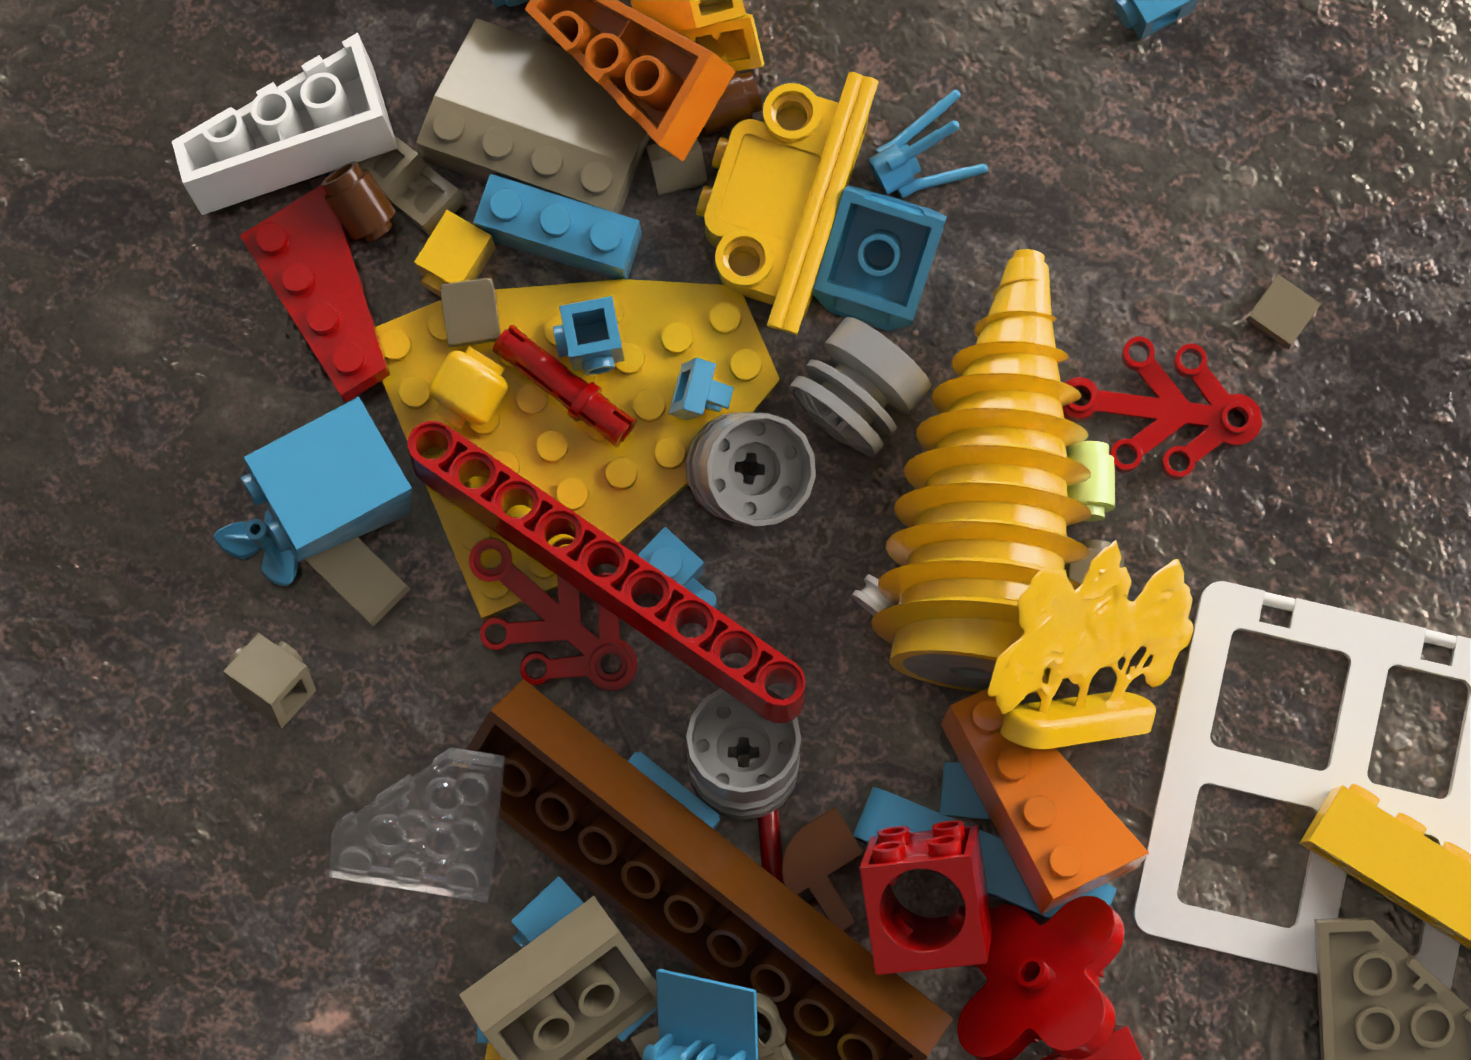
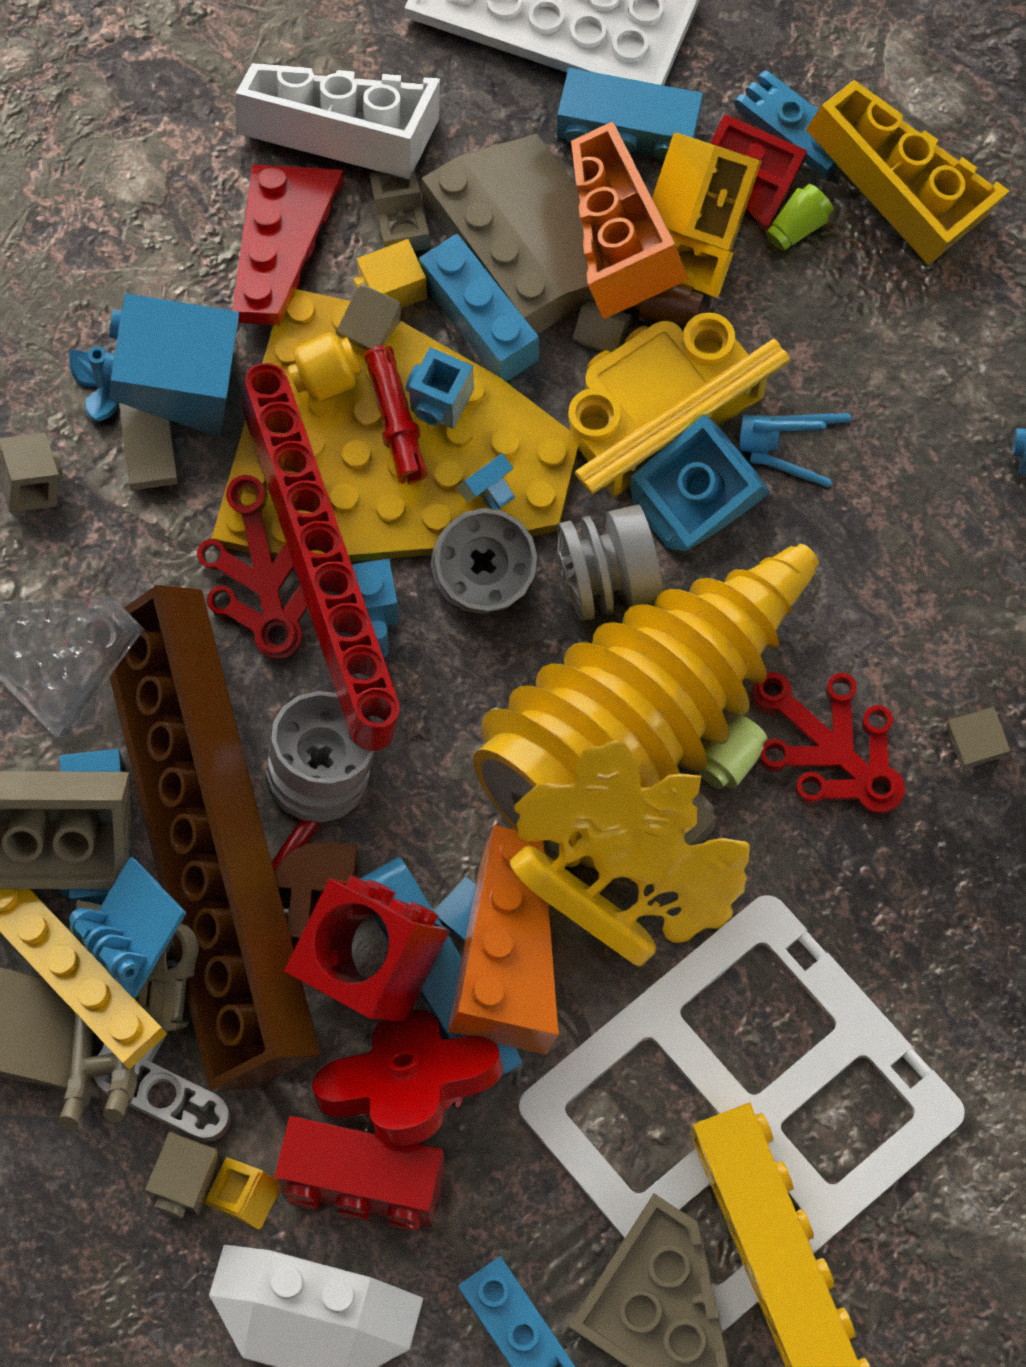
camera: 35 degrees right, 10 degrees down
(358, 202) = (351, 196): reddish brown brick -> none
(675, 789) = (251, 754): dark azure tile -> none

